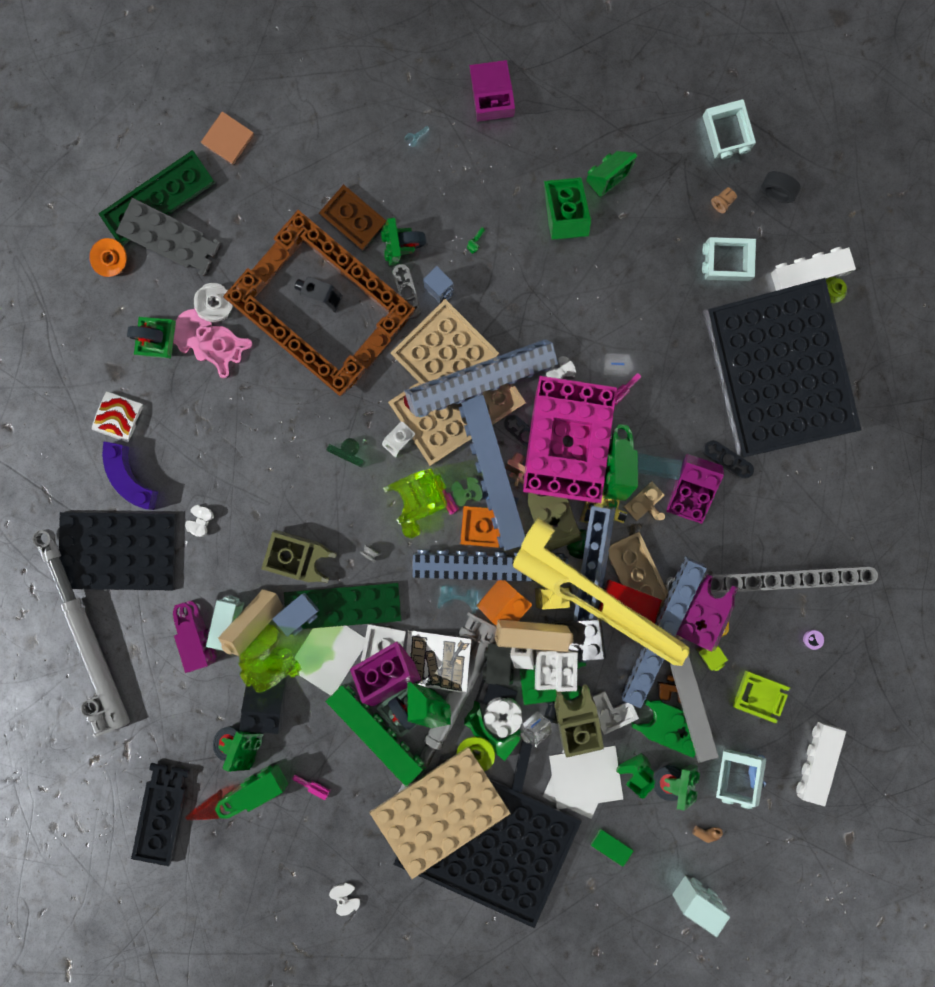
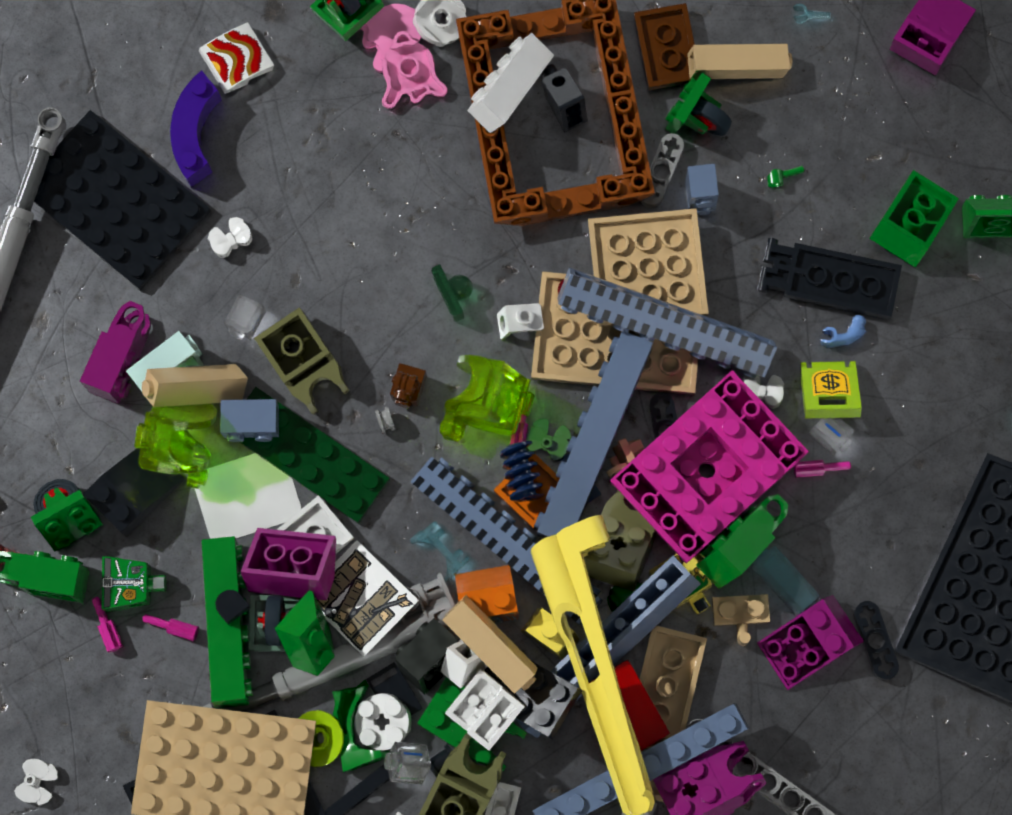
camera: 45 degrees right, 10 degrees down
(245, 560) = (244, 317): none -> clear brick
(283, 309) = (510, 82): none -> white brick
(304, 755) = (128, 584): none -> torso
(349, 757) = (174, 627): none -> dark pink axle
(366, 525) = (408, 385): none -> reddish brown brick
(372, 726) = (231, 605): none -> black tile
(400, 194) = (739, 61): none -> tan brick
(468, 523) = (520, 472): none -> dark blue piece
(548, 278) = (831, 278): none -> black hinge
(584, 301) = (853, 333): none -> medium blue piece
(594, 338) = (830, 382): none -> lime container

